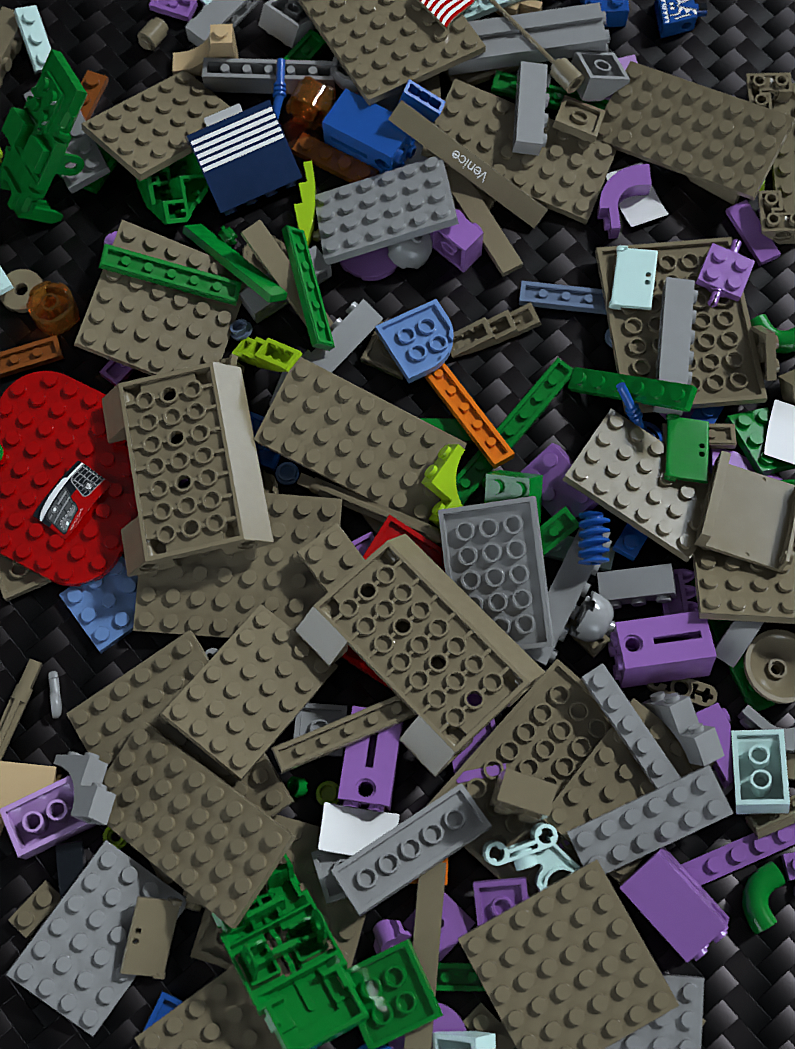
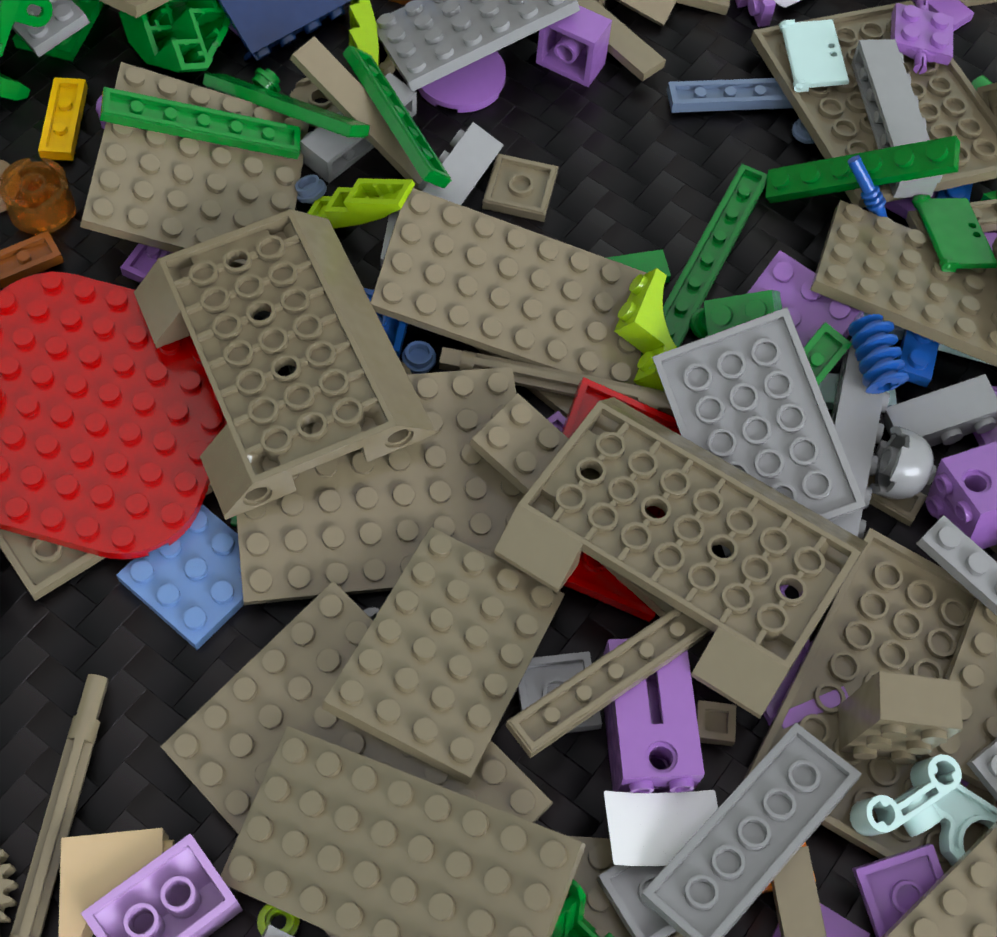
camera: 20 degrees left, 10 degrees down
(55, 697) = (137, 722): light grey piece -> none
(71, 498) = (112, 433): sticker -> none
(81, 245) = (63, 119): none -> yellow plate
(91, 797) = (234, 858): light grey arch -> none
(297, 786) = (547, 776): green hinge -> none
(327, 792) = (591, 785): lime plate -> none
(412, 252) = (516, 63): light grey cylinder -> none
(415, 770) = (716, 722): none -> dark tan plate
(418, 339) = (556, 164): medium blue plate -> none
(470, 416) = (644, 239): orange plate -> none
(494, 330) = (647, 145): dark tan slope -> none

